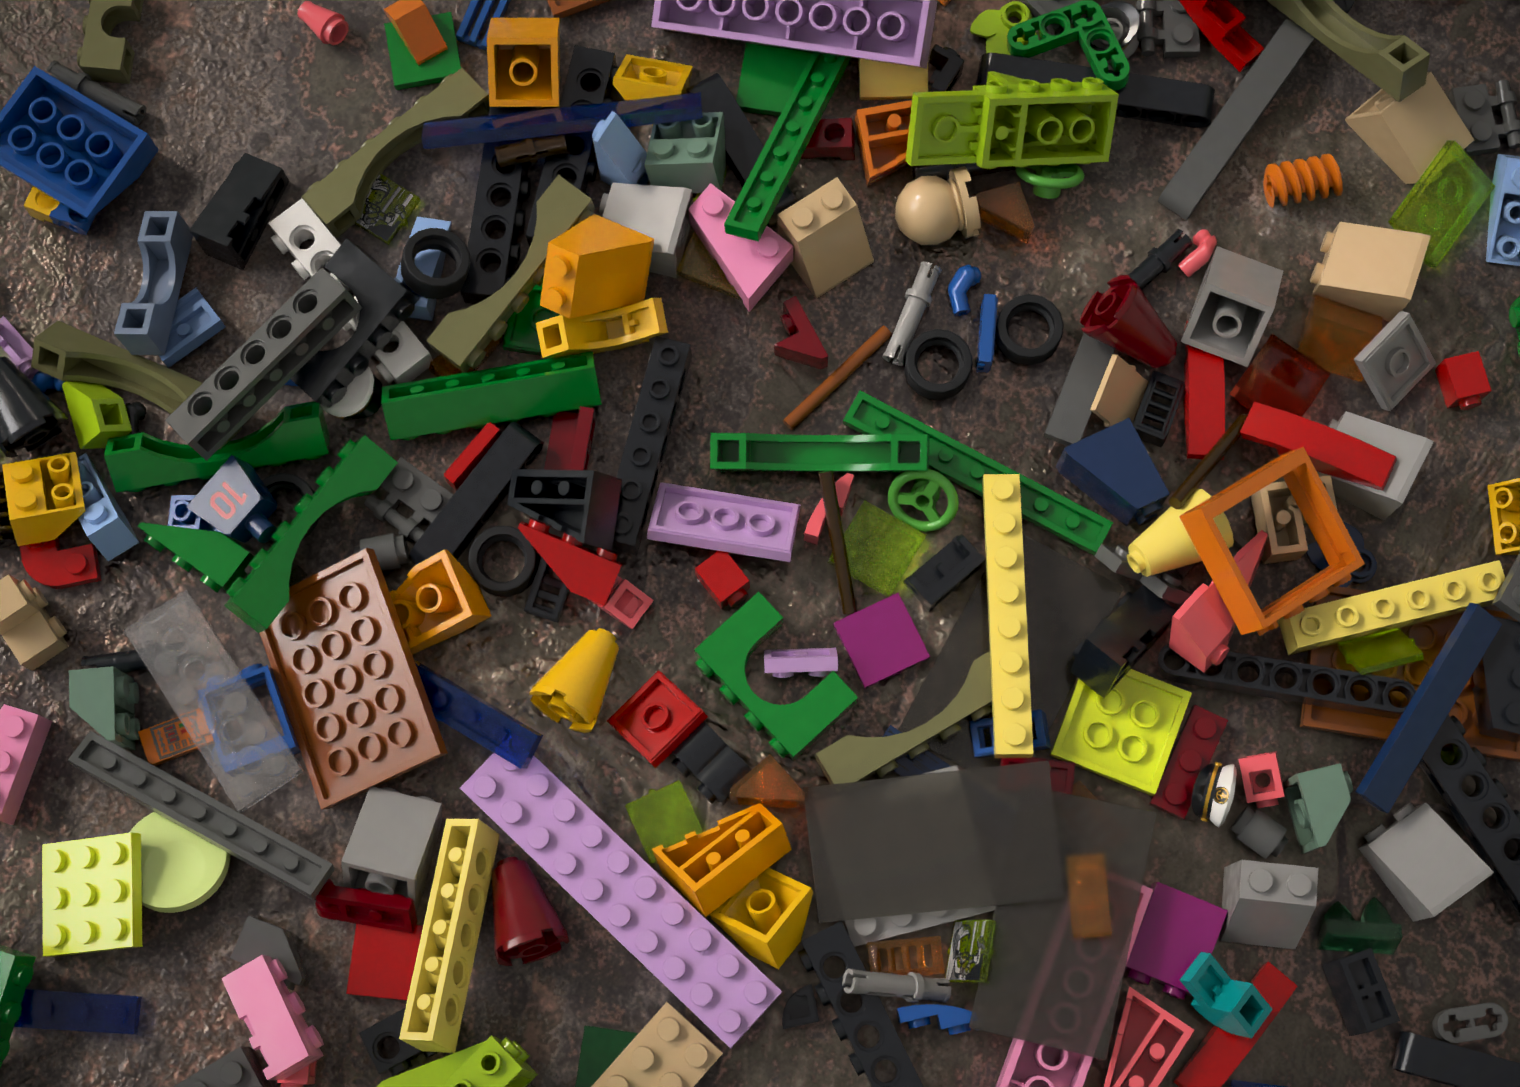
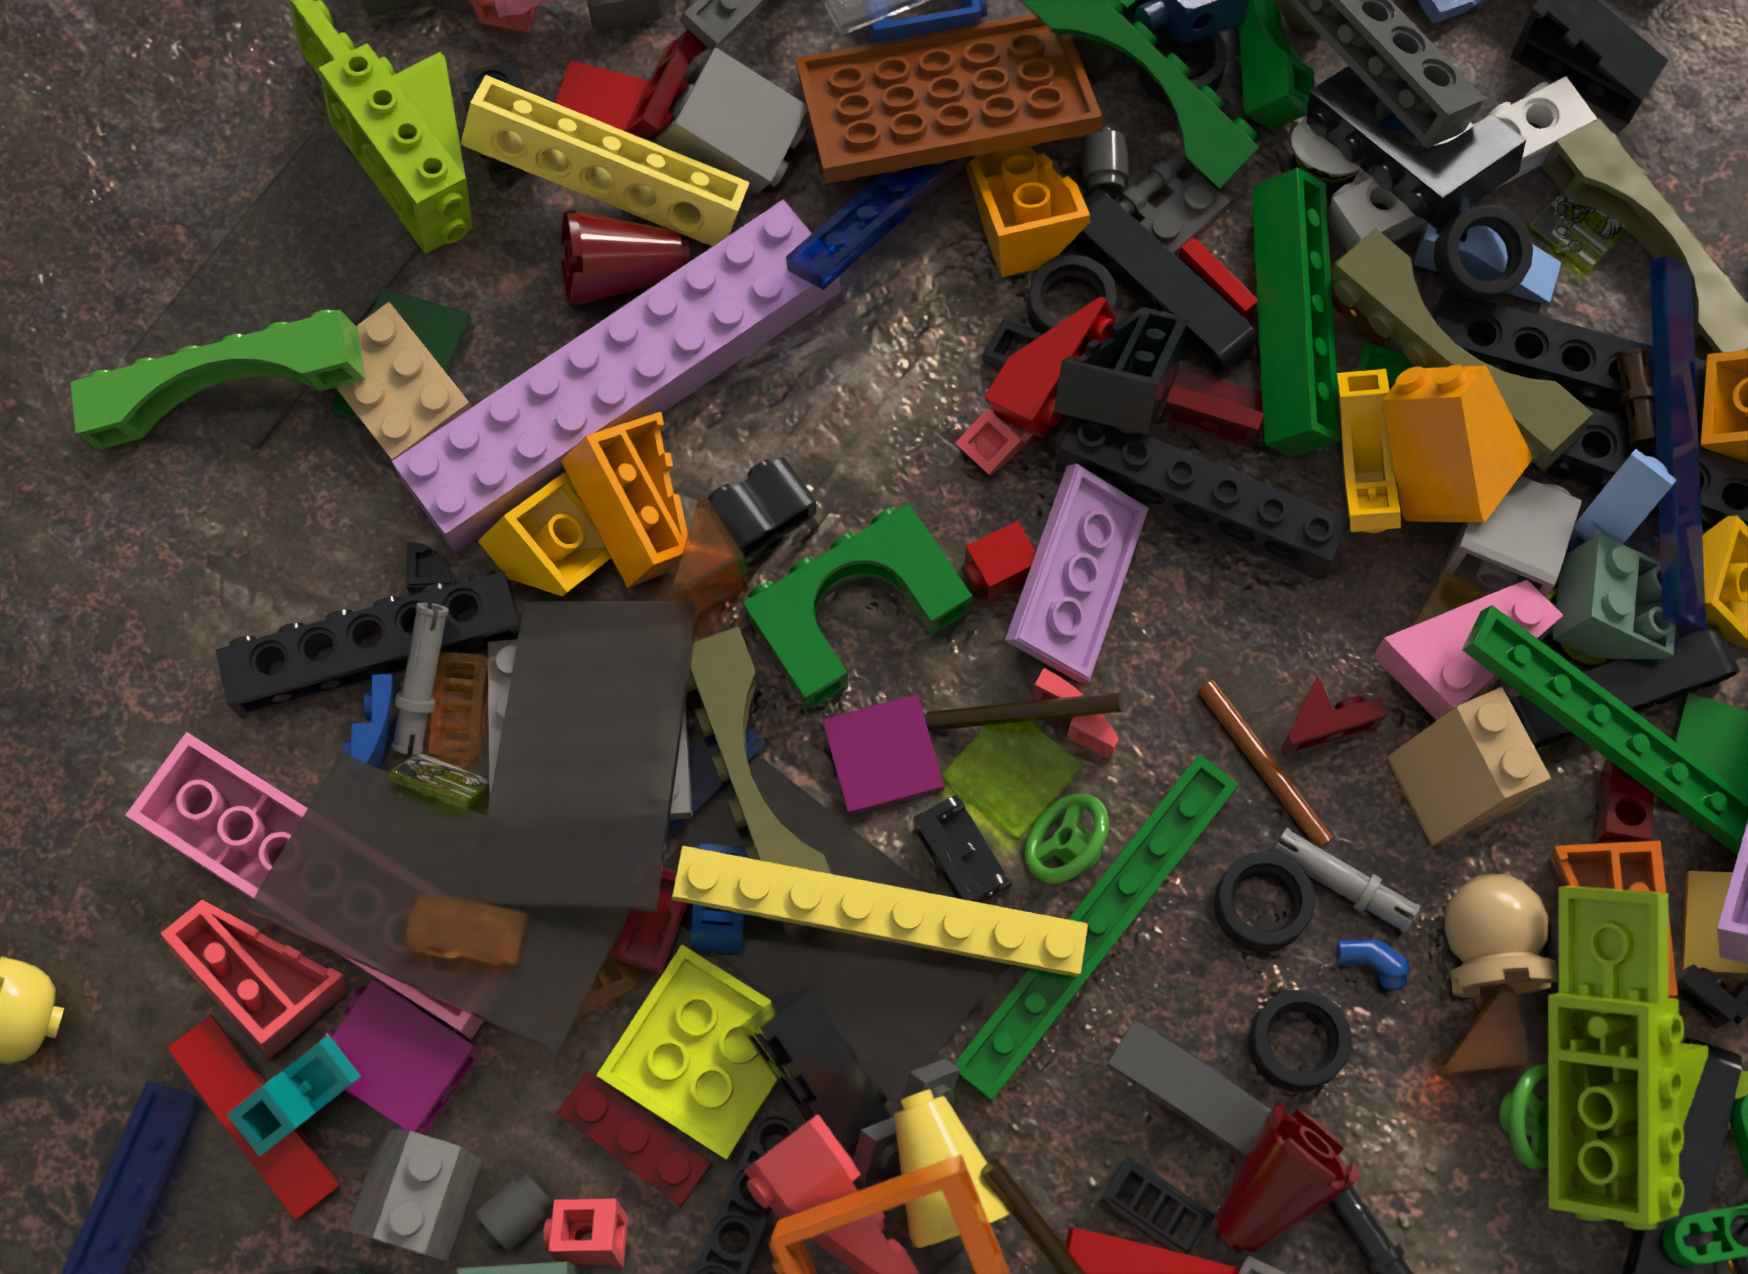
camera: 100 degrees right, 5 degrees down
(578, 681) = (897, 363): yellow cone -> none
(657, 719) = (829, 451): red tile -> none
(663, 817) = (704, 447): clear neon green piece -> none
(815, 661) = (872, 641): lavender plate -> none
(819, 452) = (1144, 761): green arch -> none
(986, 333) = (1298, 975): blue tile -> none
(1116, 473) = (1062, 1112): dark blue slope -> none
(1119, 392) = (1180, 1147): tan piece -> none
(1214, 792) = (578, 1153): piece -> none

